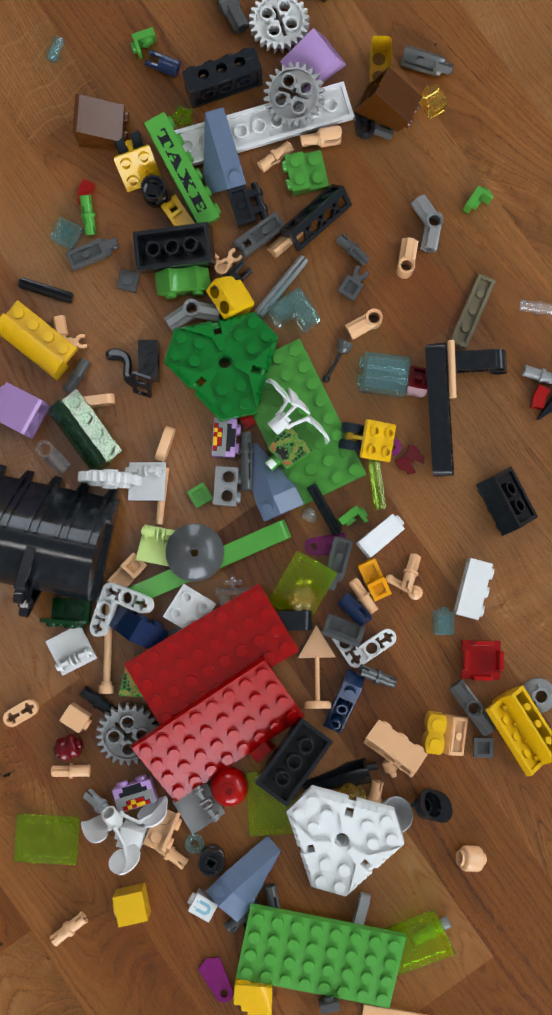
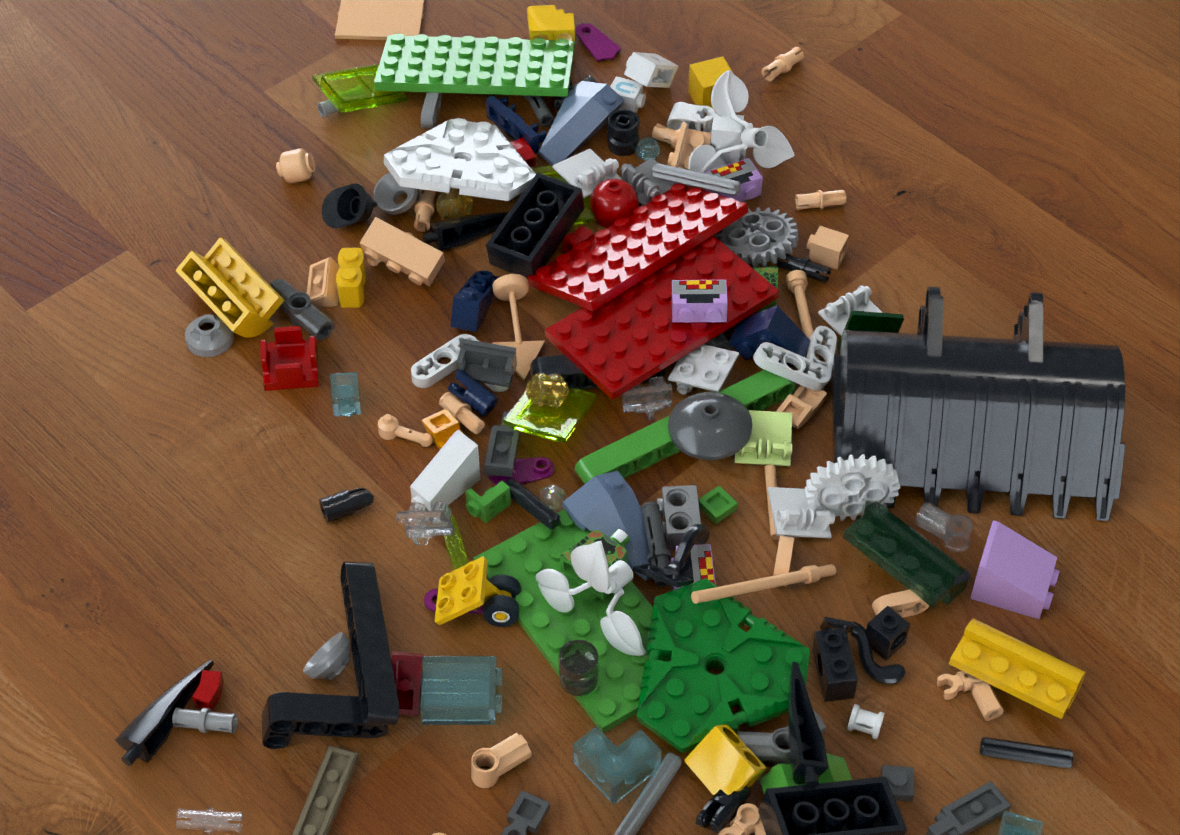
camera: 175 degrees right, 35 degrees down
(19, 709) = (899, 247): light nougat beam -> none
(47, 839) = (832, 139): clear neon green piece -> none
(68, 747) = (830, 215): dark red piece -> none
(76, 375) = (941, 637): dark grey axle -> none
(96, 801) = (773, 167): light grey pin -> none
(111, 379) = (887, 632): none -> black brick
(138, 321) = (865, 721): none -> white bush
(151, 429) = (807, 574): none -> light nougat bar
(157, 871) = (692, 115): none -> white piece
(163, 793) = (696, 179): none -> light grey axle
(179, 926) = (650, 69): none -> white brick
(180, 297) = (805, 738): none -> black piece
(185, 650) = (699, 301): none -> brick
(241, 431) = (669, 574): none -> black piece
(246, 820) = (587, 170): none -> white hinge
(293, 851) = (525, 151): none -> red piece
(295, 884) = (512, 123): none -> dark blue plate
(310, 368) = (578, 667): none -> clear smoke wheel
(329, 1004) = (460, 27): dark grey plate -> none
(343, 348) = (529, 723): hinge -> none
(377, 676) = (433, 327): dark grey pin -> none
(388, 498) = (424, 524): none -> clear hips
(410, 572) = (396, 445): light nougat axle -> none
(412, 454) = (413, 586): dark red piece -> none
(447, 529) = (345, 503): none -> black hinge
(451, 369) = (353, 693): light nougat bar -> none
(465, 406) = (329, 658): none -> light grey piece
(473, 588) = (304, 436): white brick -> none
(483, 747) = (285, 269): dark grey plate -> none
(506, 501) = (257, 545): black slope -> none

